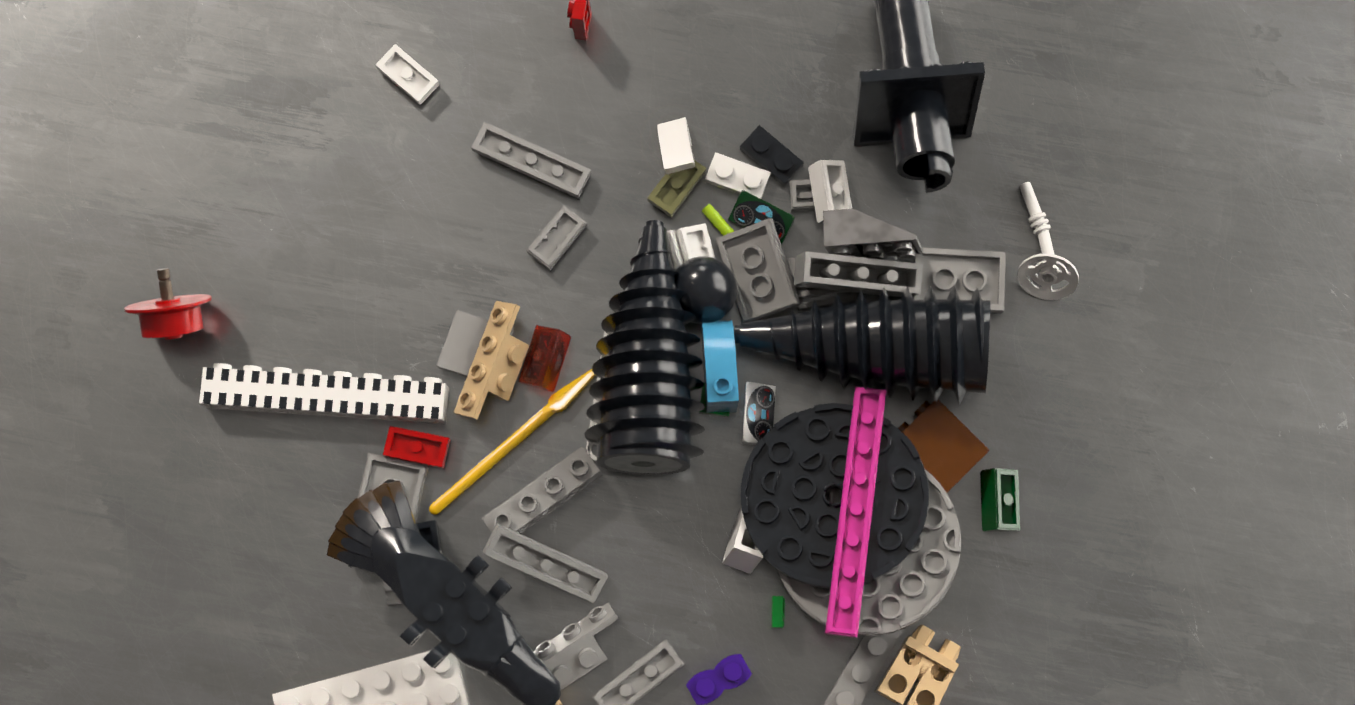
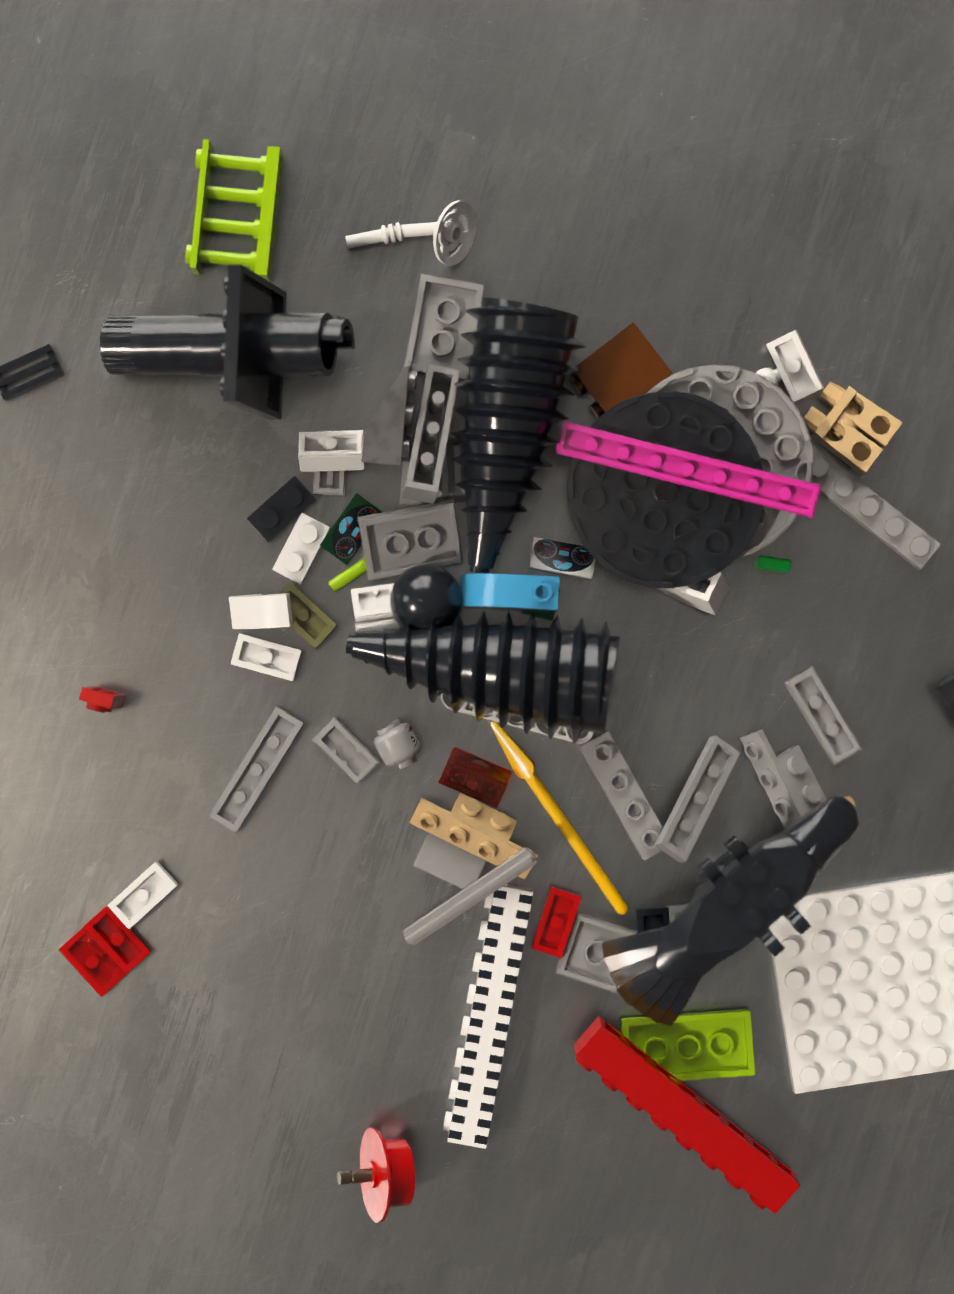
camera: 85 degrees left, 10 degrees up
(242, 588) = (686, 1115): none -> red brick
(308, 586) = (697, 1043): none -> lime plate
(353, 47) = (104, 951): none -> red slope
(433, 362) = (470, 896): none -> light grey axle
(567, 281) = (397, 744): none -> light grey head
(634, 156) = (266, 657): none -> white plate
(727, 675) = (831, 625): dark purple brick -> none
(969, 610) = (792, 367): none -> white plate
(1000, 499) = (681, 319): dark green slope -> none
(1024, 107) = (266, 198): none -> lime fence

